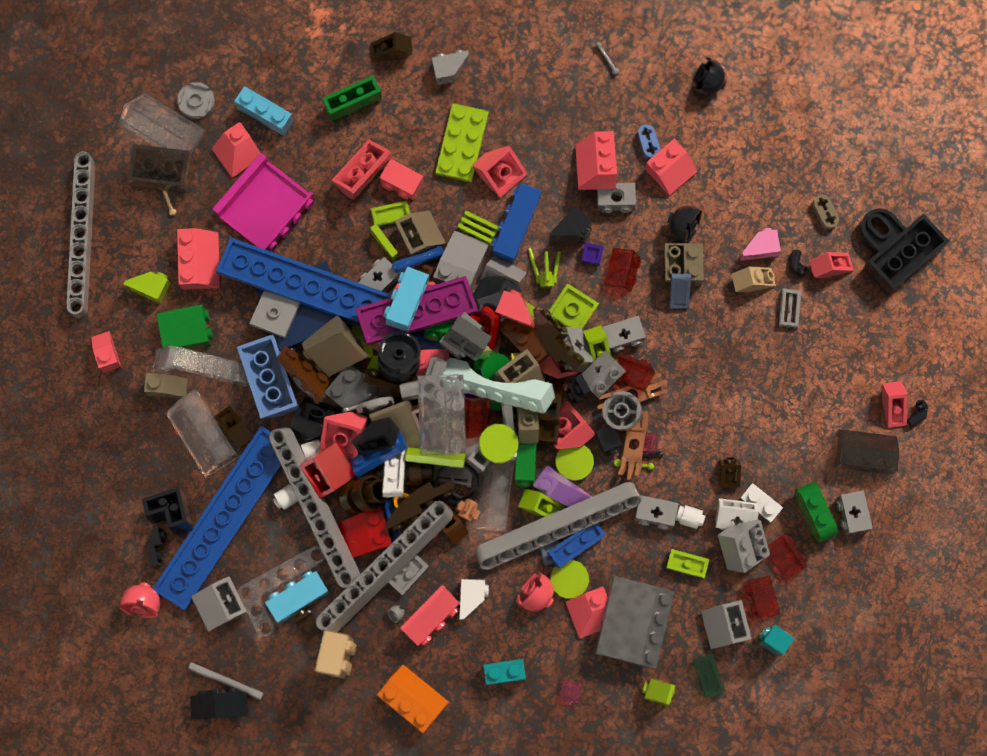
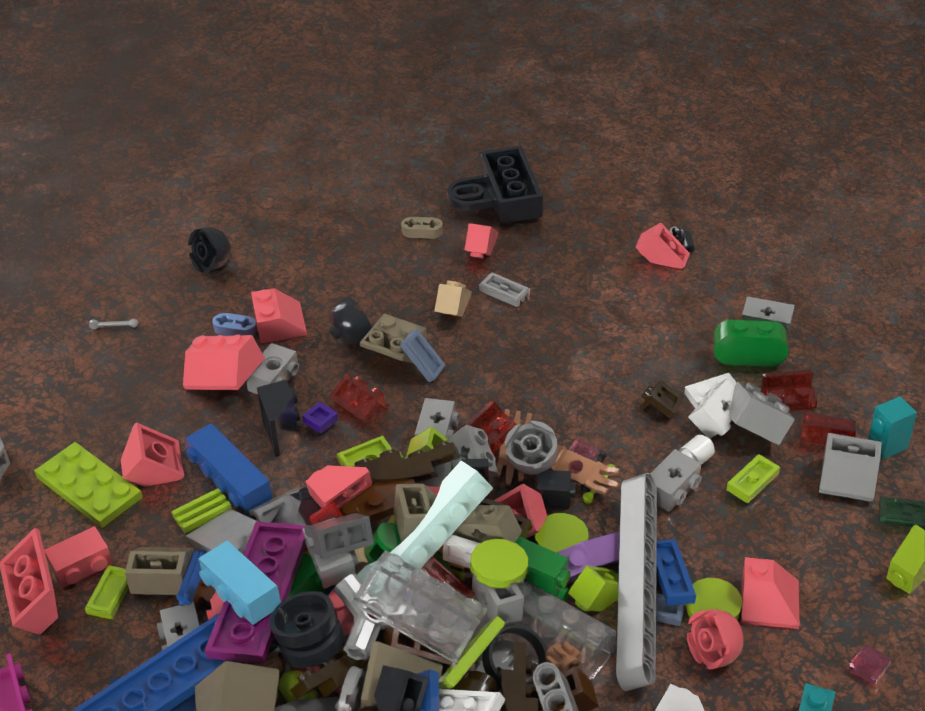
camera: 60 degrees left, 35 degrees down
(384, 242) = (138, 609): lime tile -> none
(546, 279) = (313, 465): lime plant -> none
(634, 622) = (810, 546): flat silver slope -> none
(763, 245) = (422, 279): bright pink slope -> none
(796, 265) = (461, 267): black arm -> none
(867, 452) = (705, 287): clear smoke slope -> none

